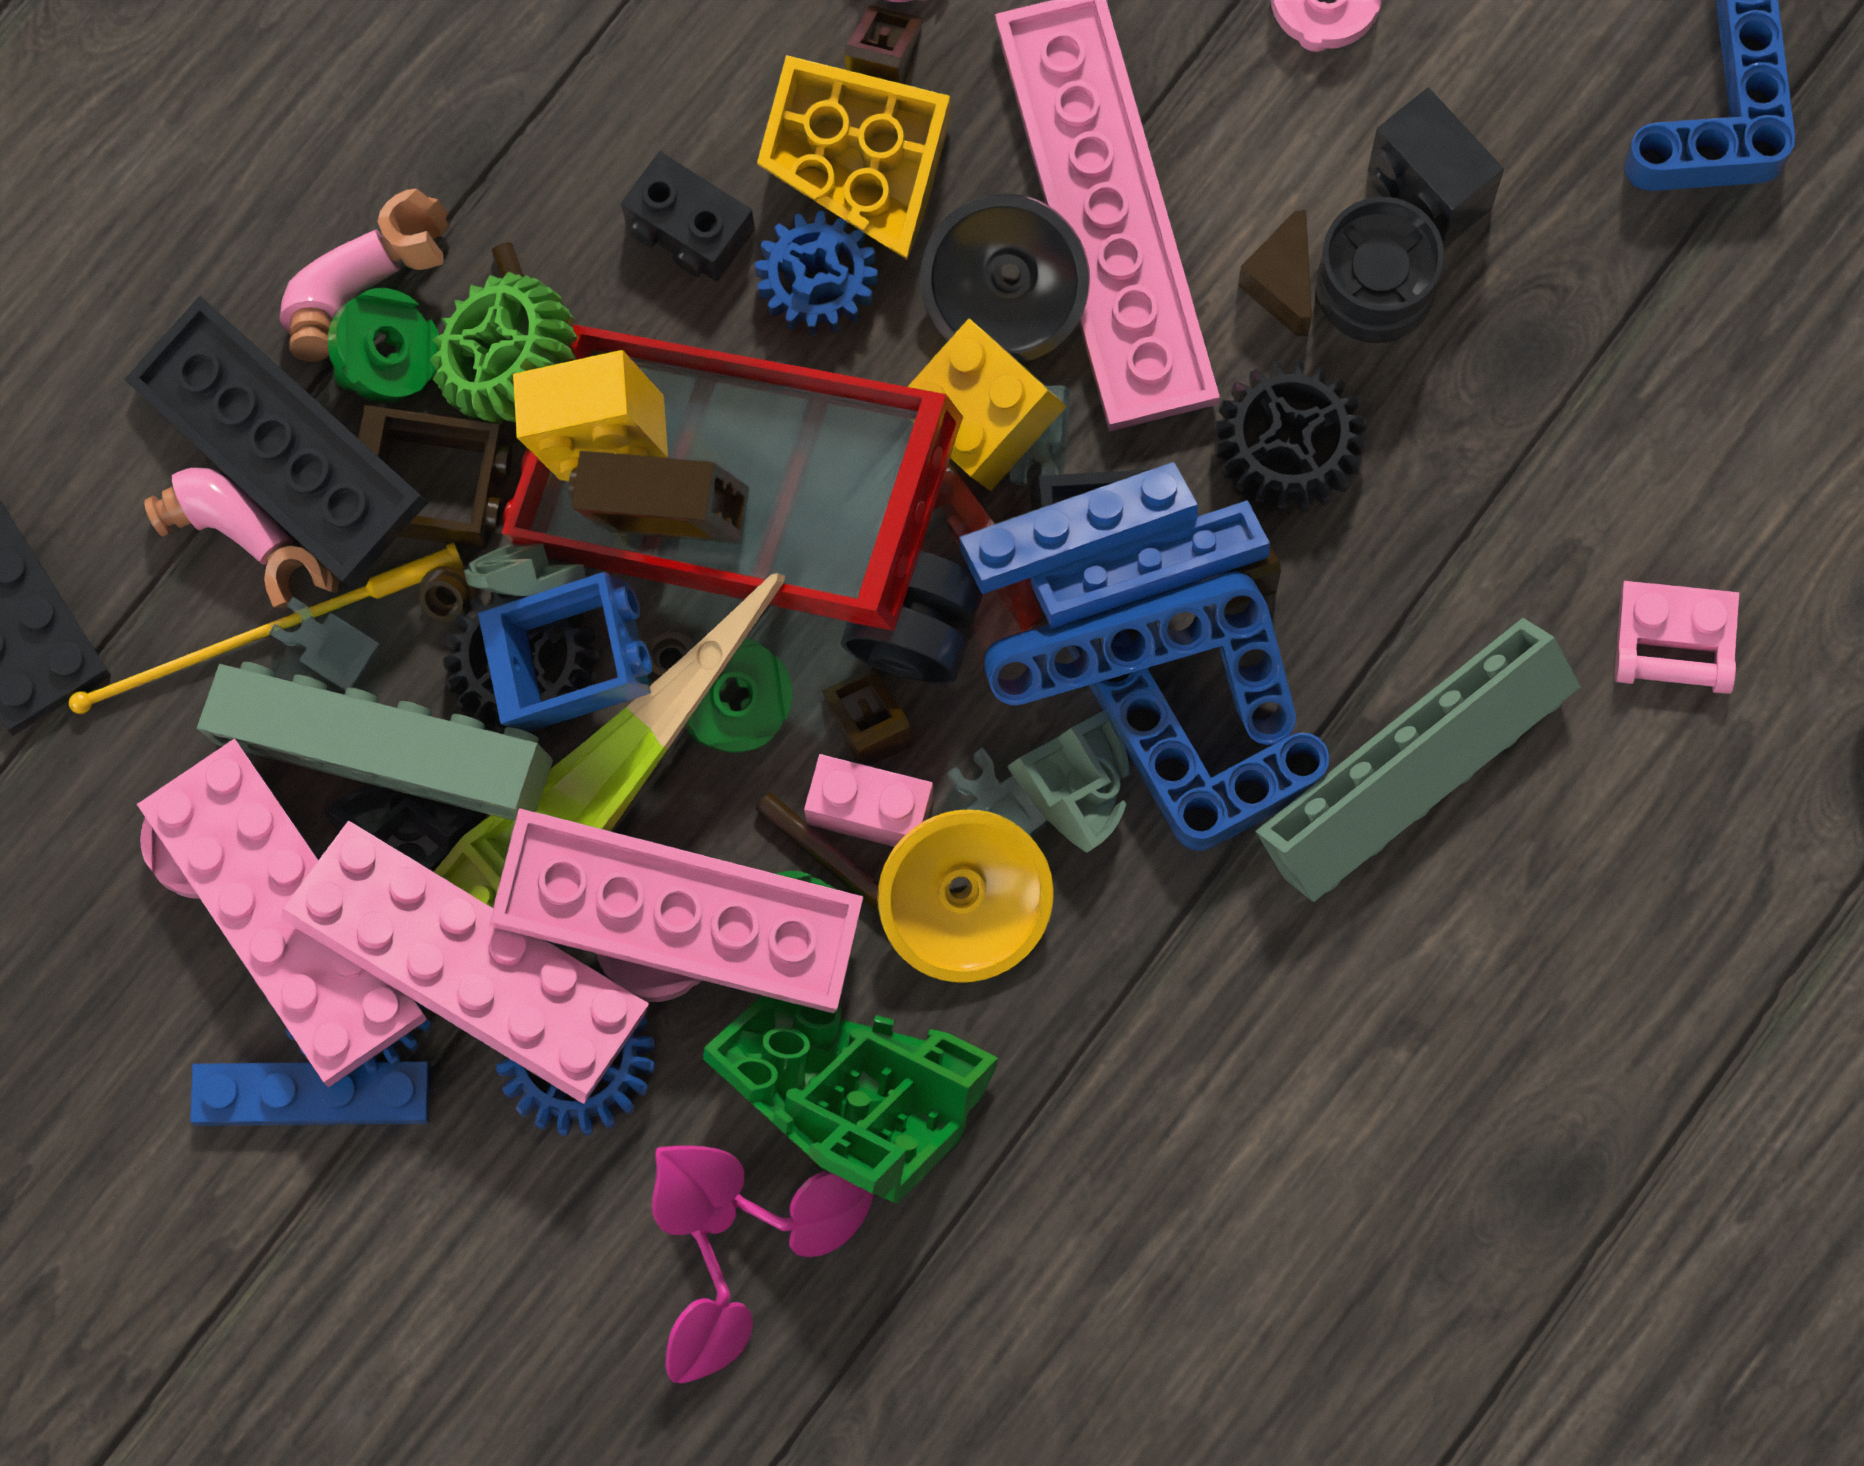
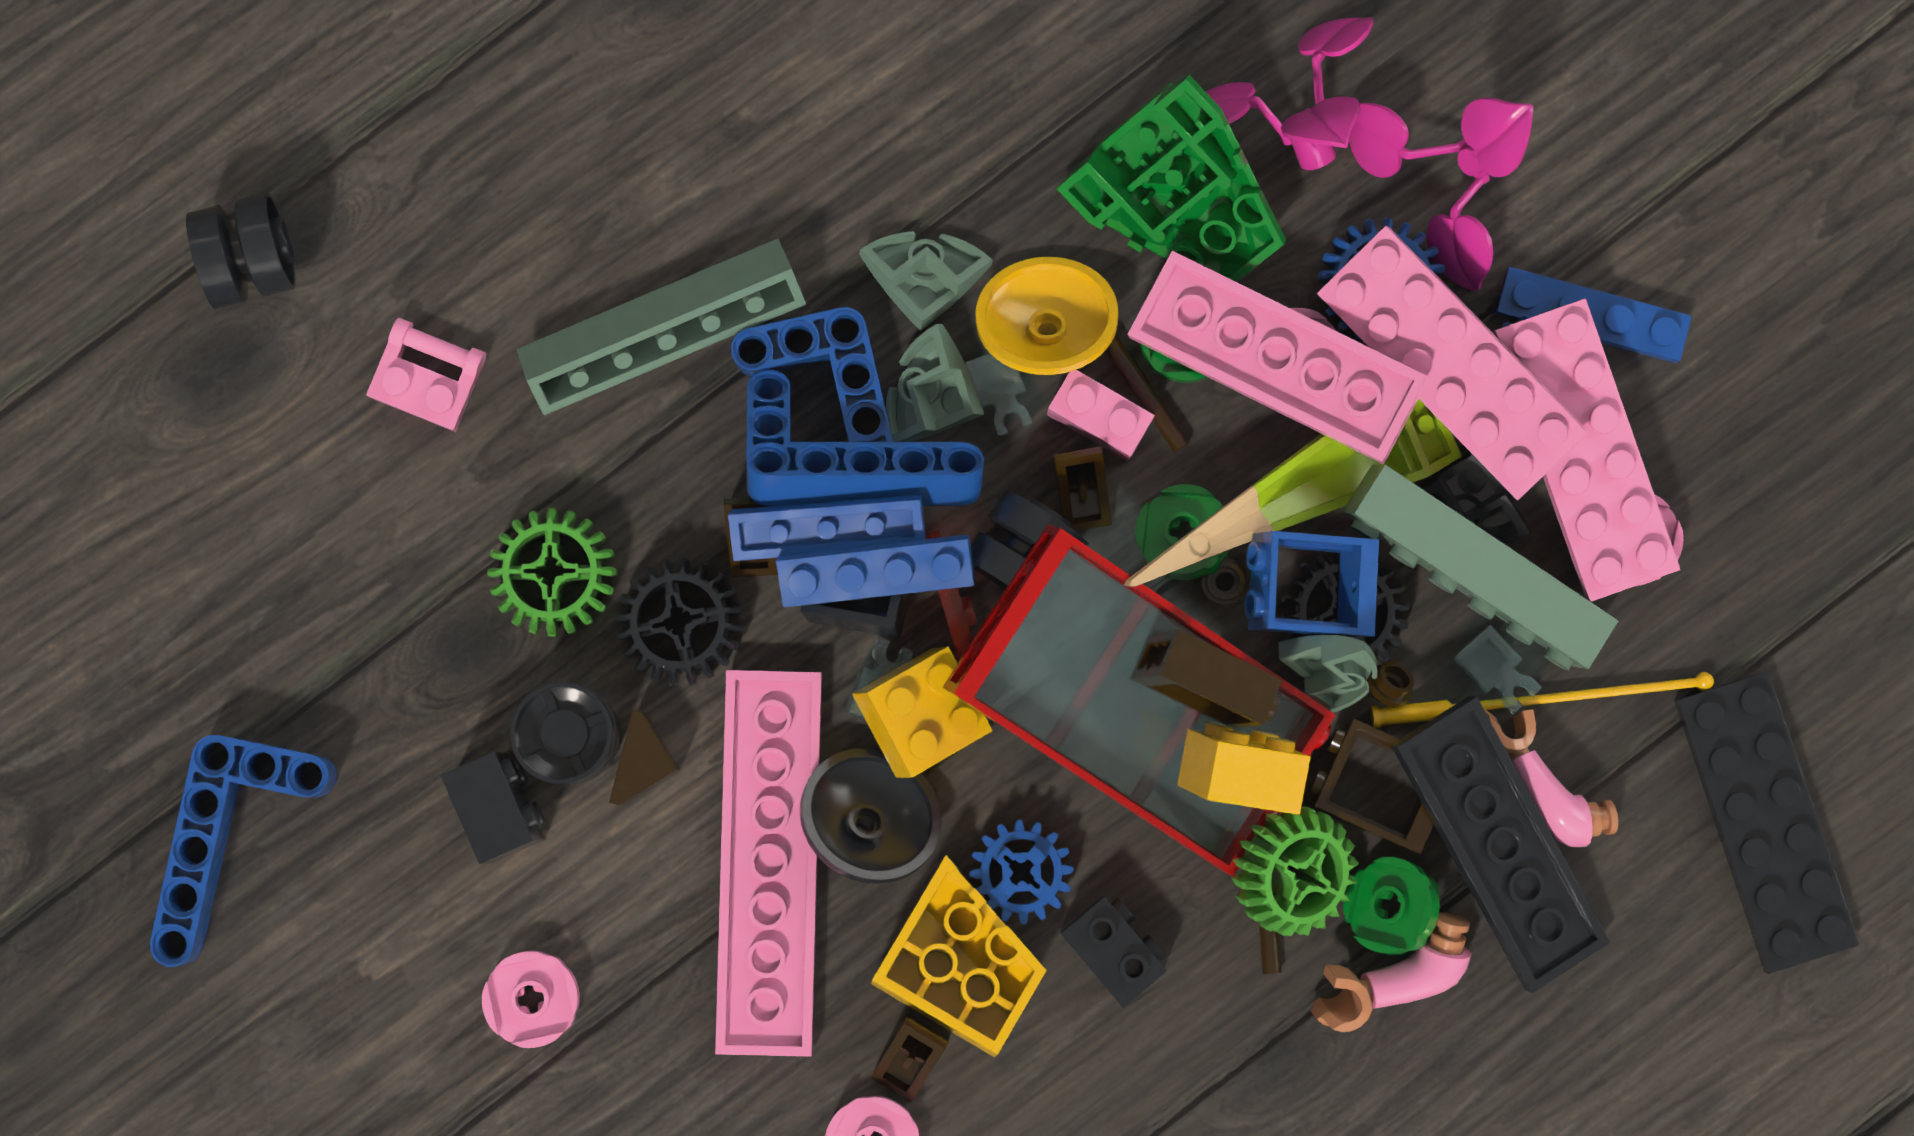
camera: 165 degrees left, 10 degrees up
(492, 1239) = (1492, 145): none -> dark pink plant
(1127, 920) = (924, 274): none -> sand green brick
(1477, 442) = (551, 549): none -> bright green gear

